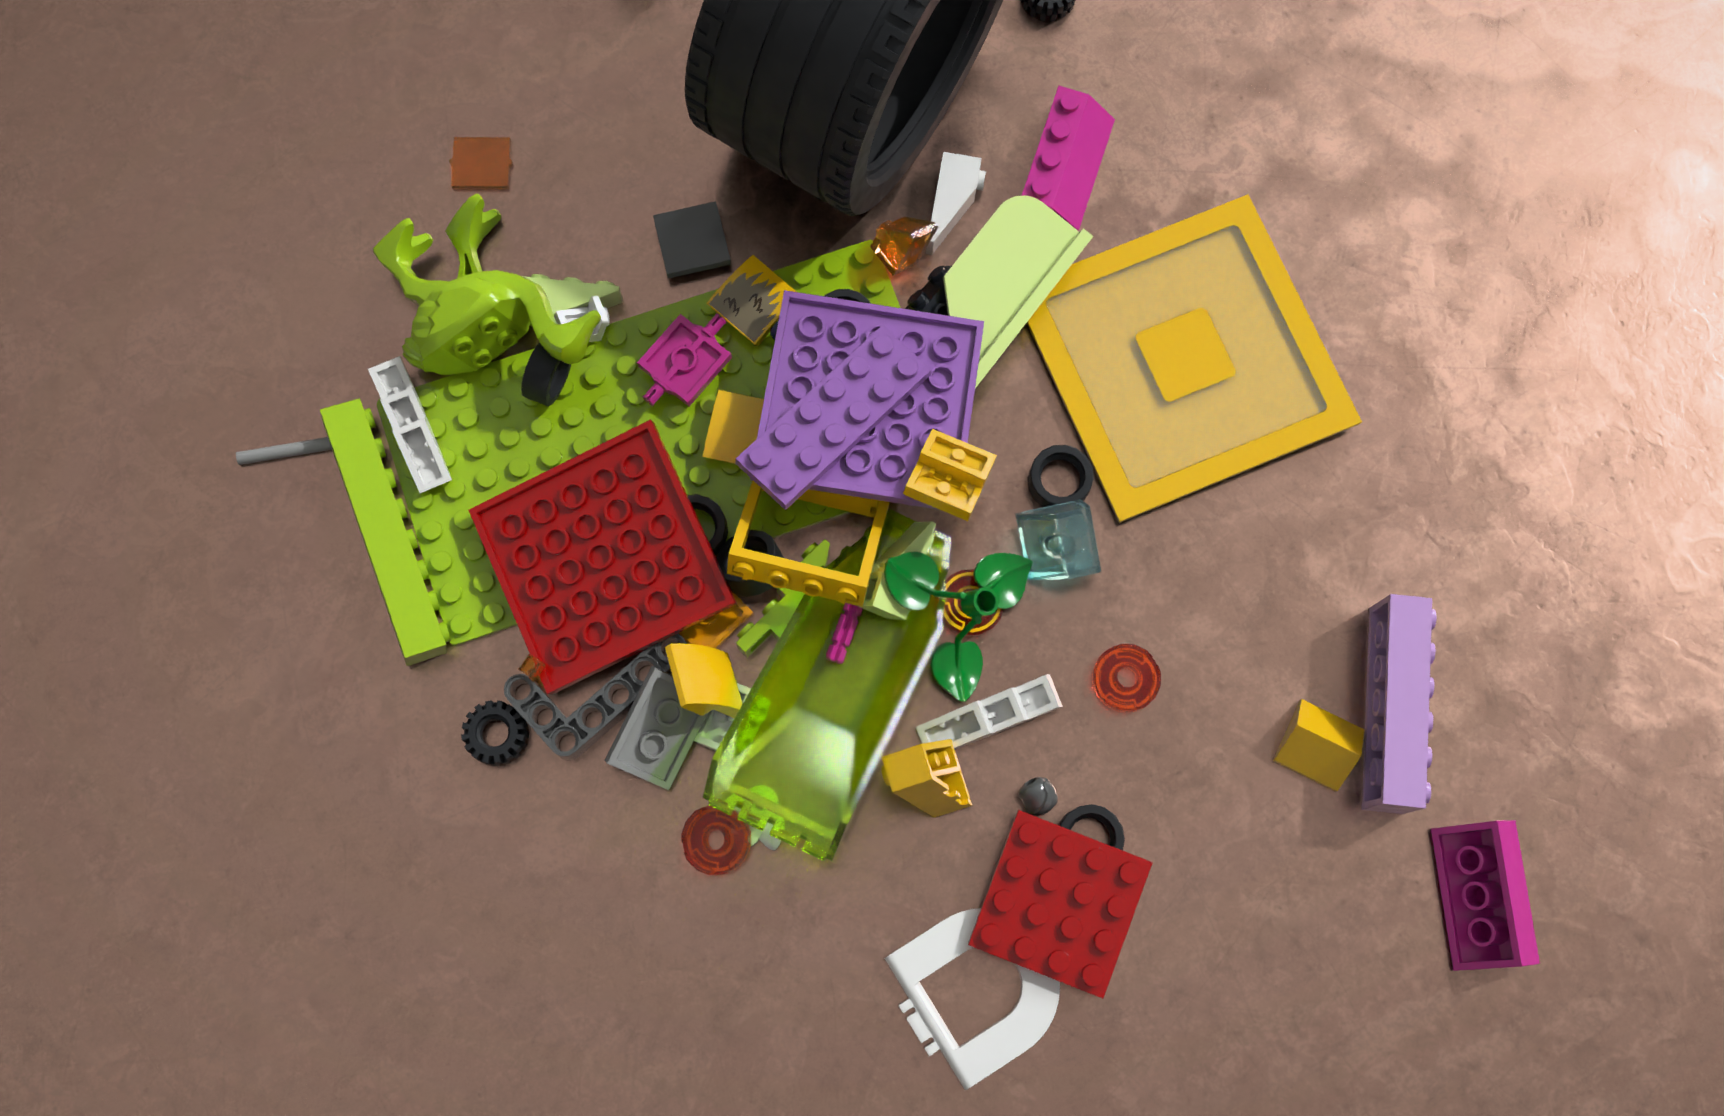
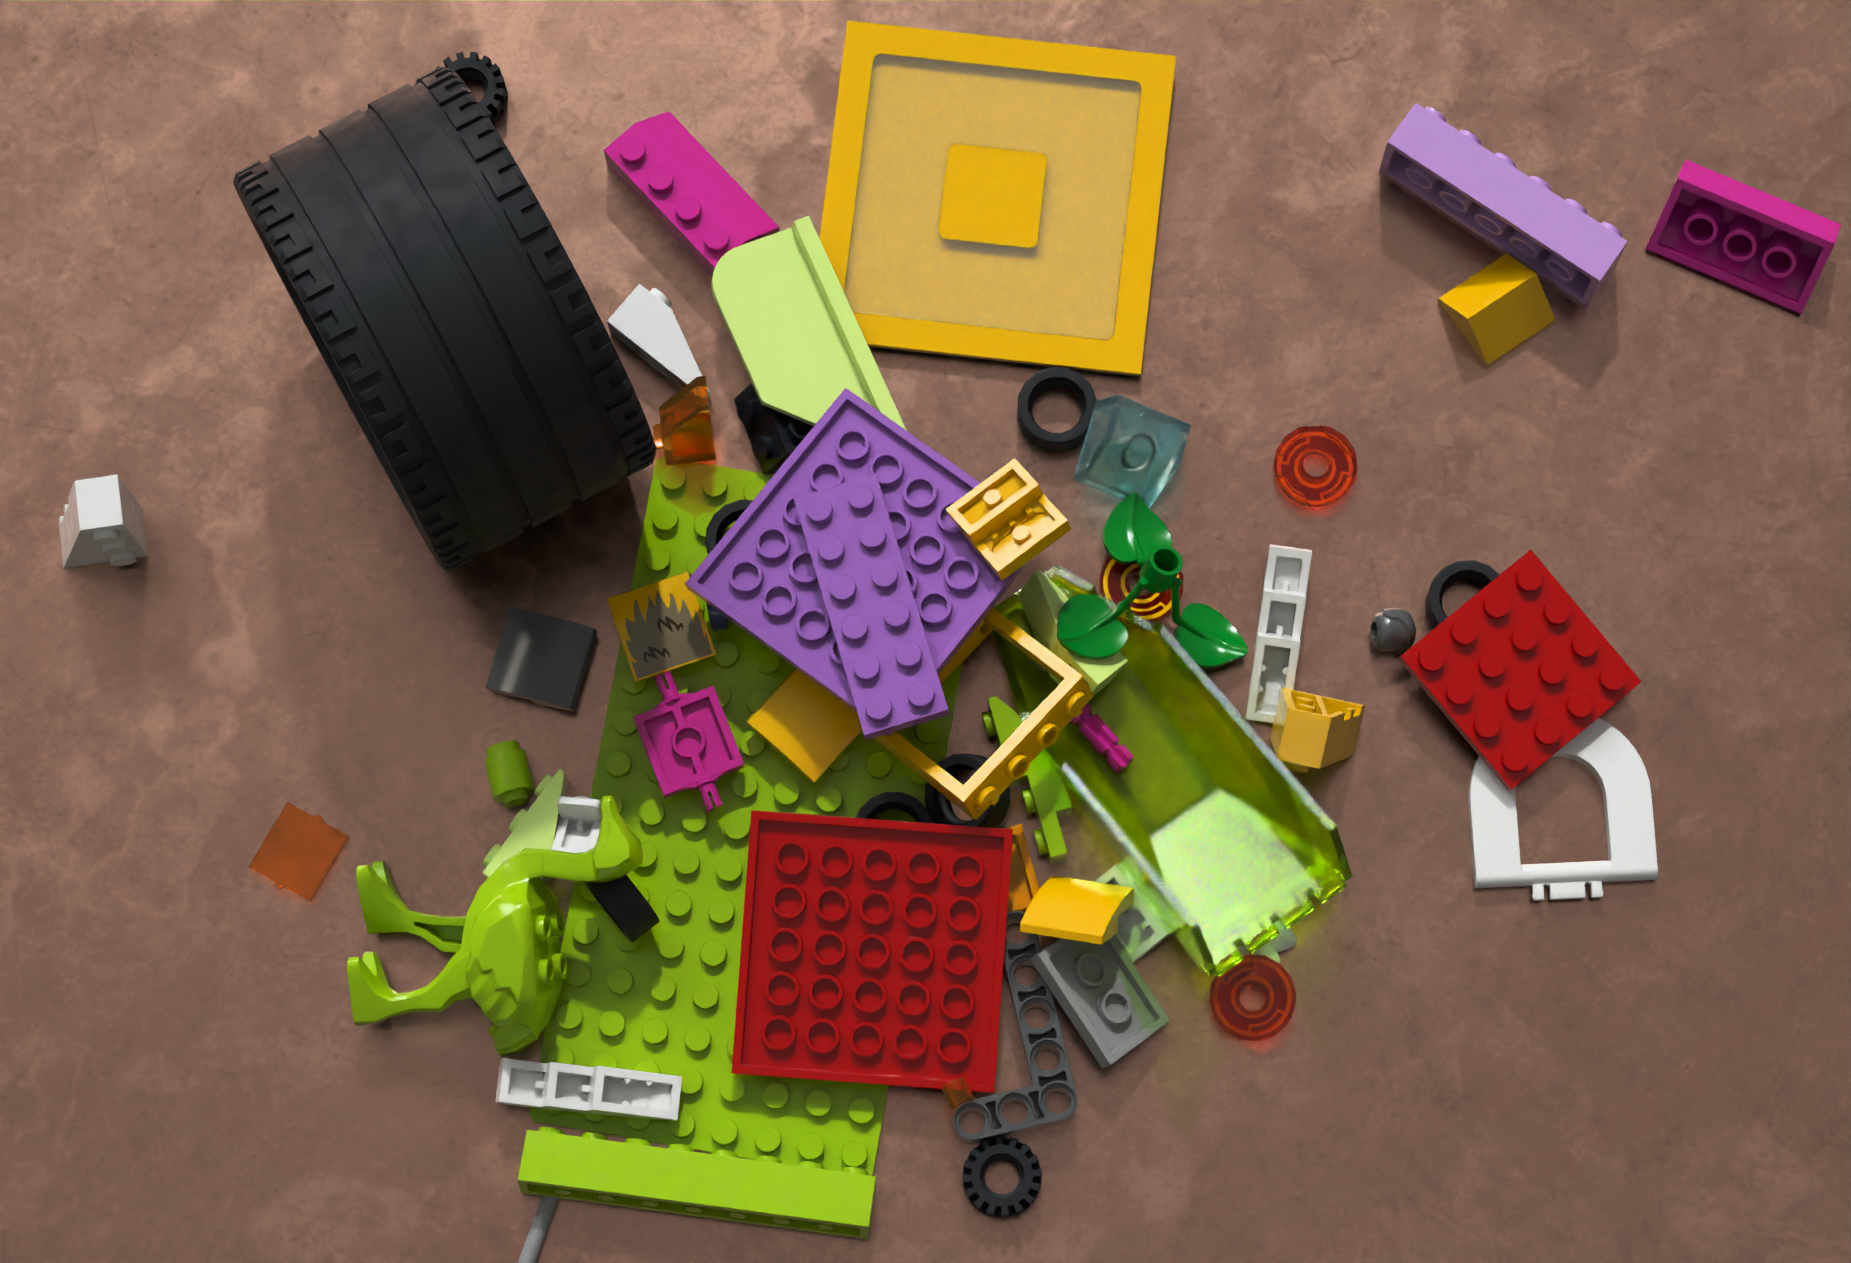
camera: 55 degrees left, 0 degrees up
(602, 260) = (509, 773): none -> lime brick

